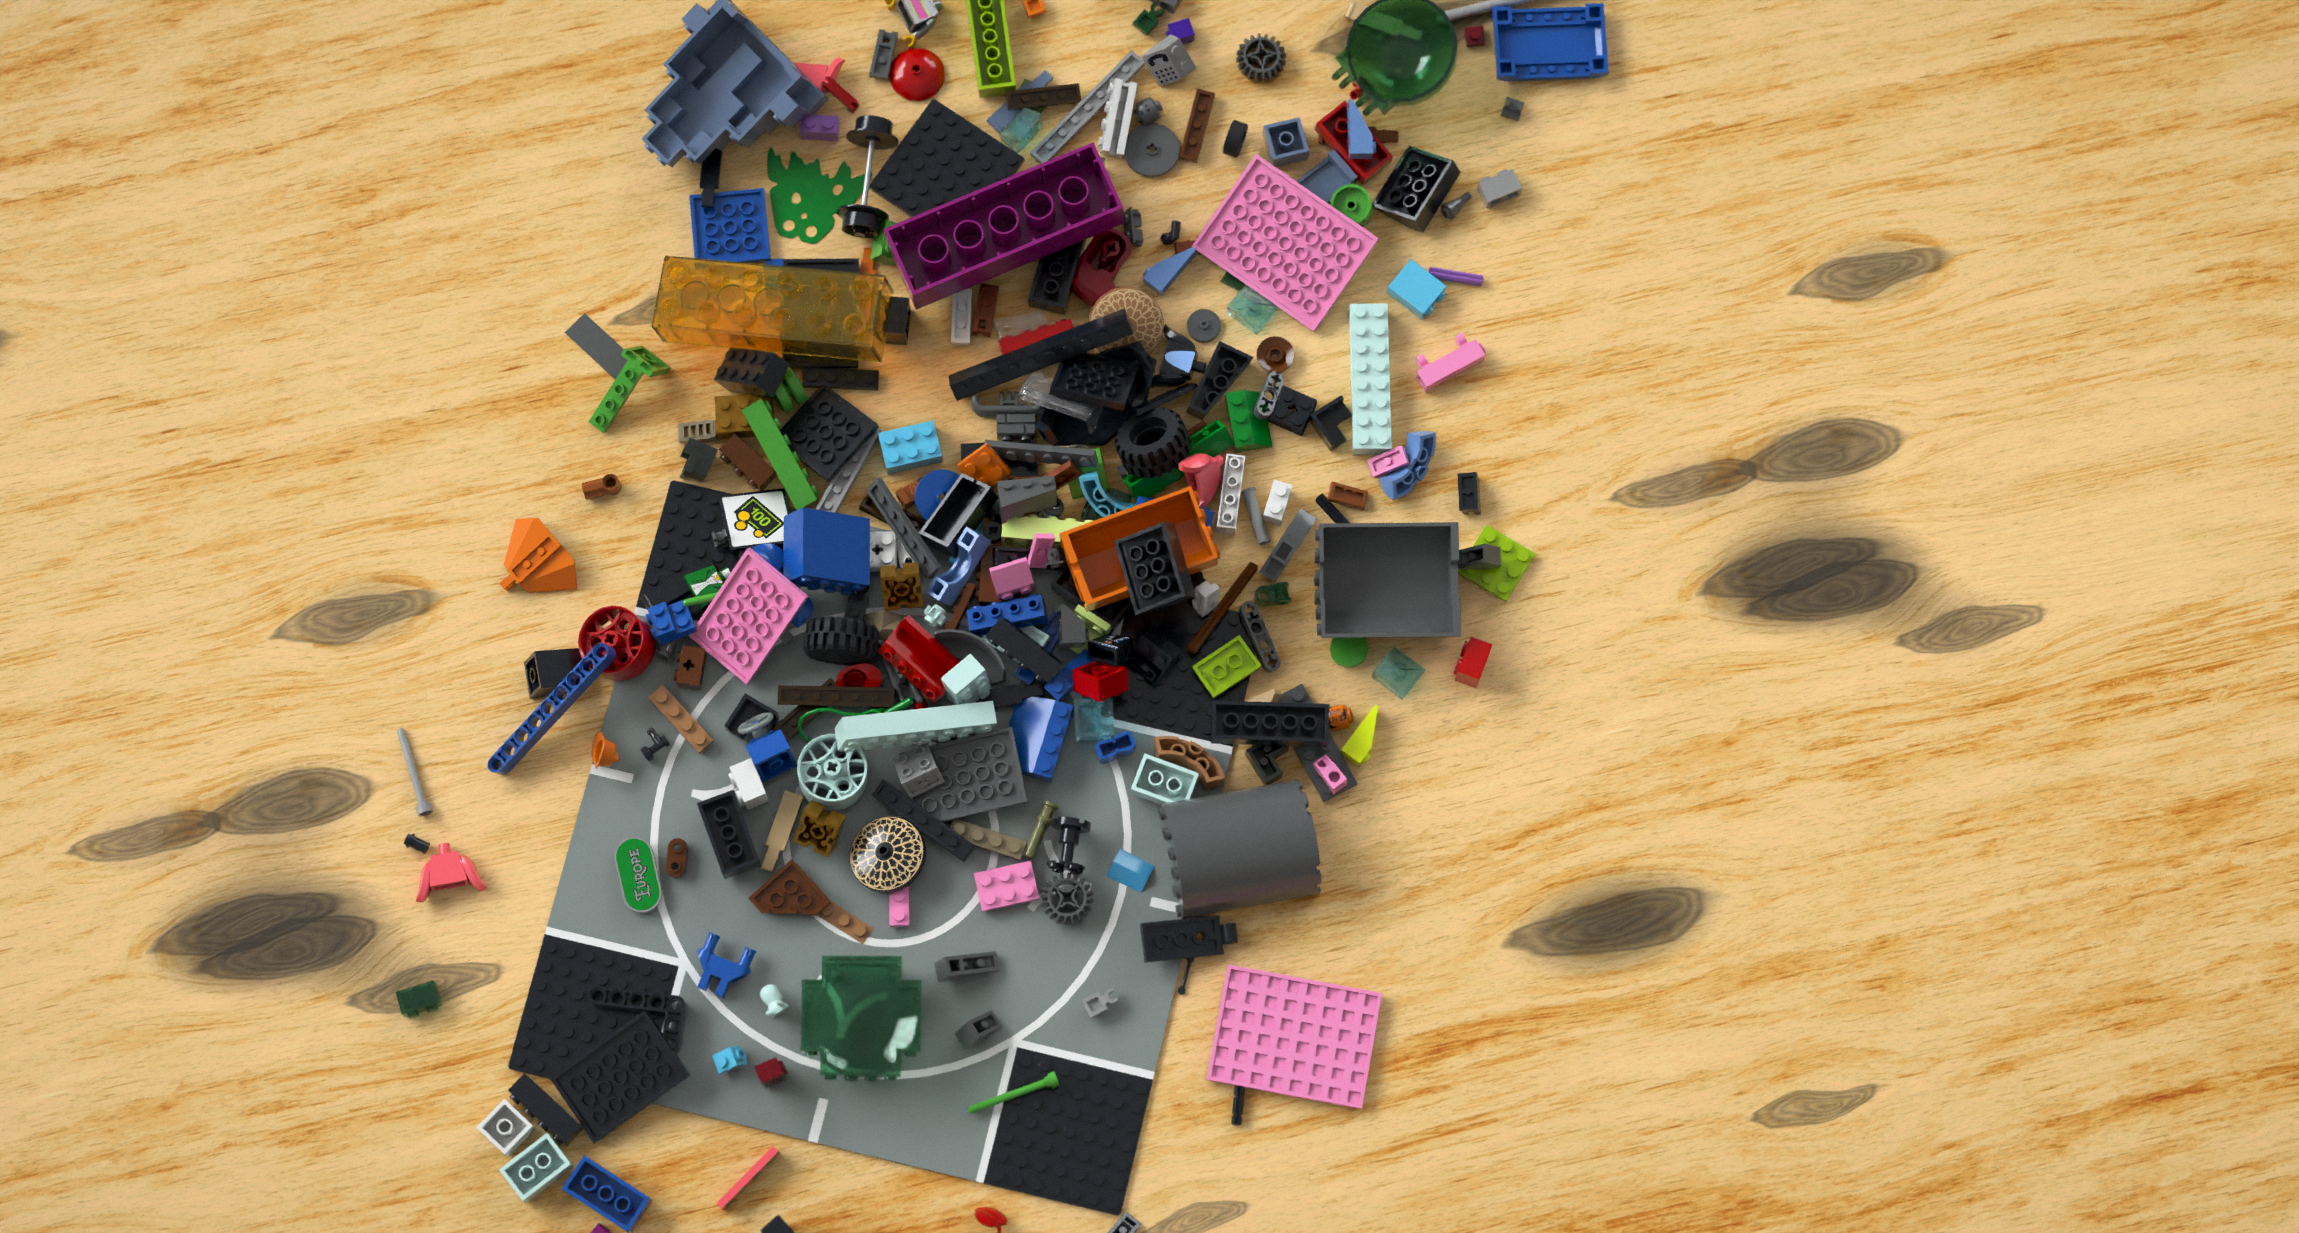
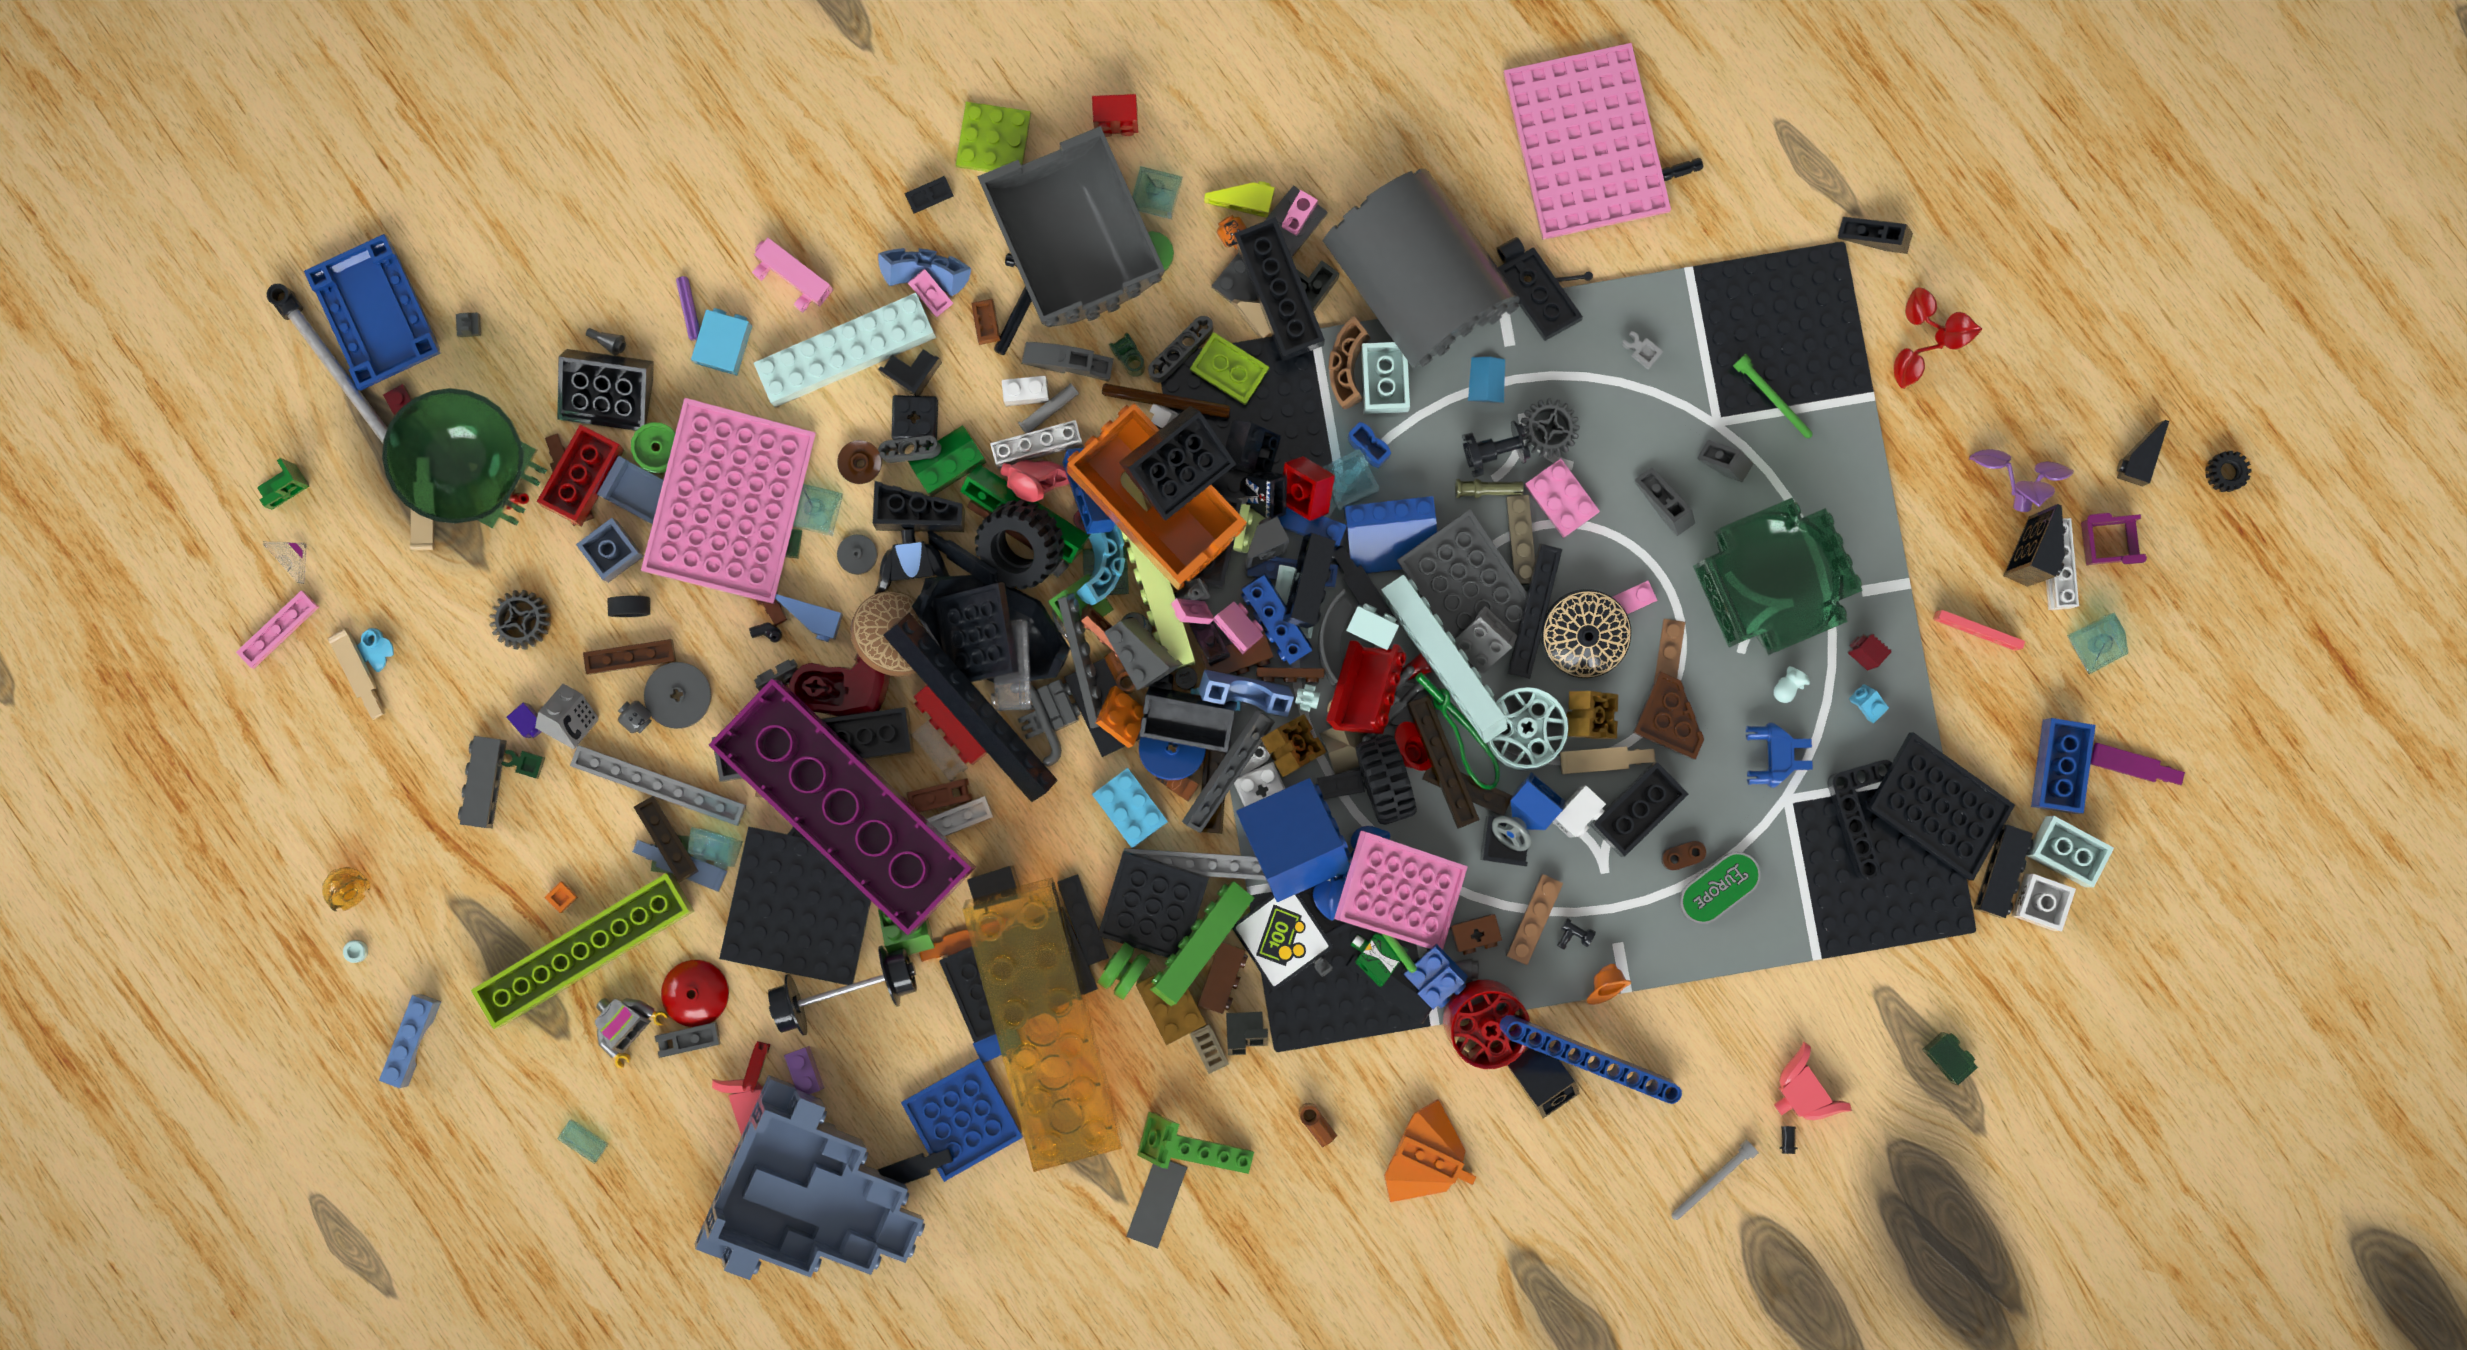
camera: 115 degrees left, 10 degrees up
(751, 371) = (1124, 1014): black brick -> none
(815, 195) = (883, 1042): green piece -> none
(1118, 118) = (657, 745): white brick -> none
(1359, 136) = (572, 467): medium blue slope -> none
(1479, 557) = (996, 147): dark grey slope -> none
(1499, 188) = (568, 300): light grey brick -> none

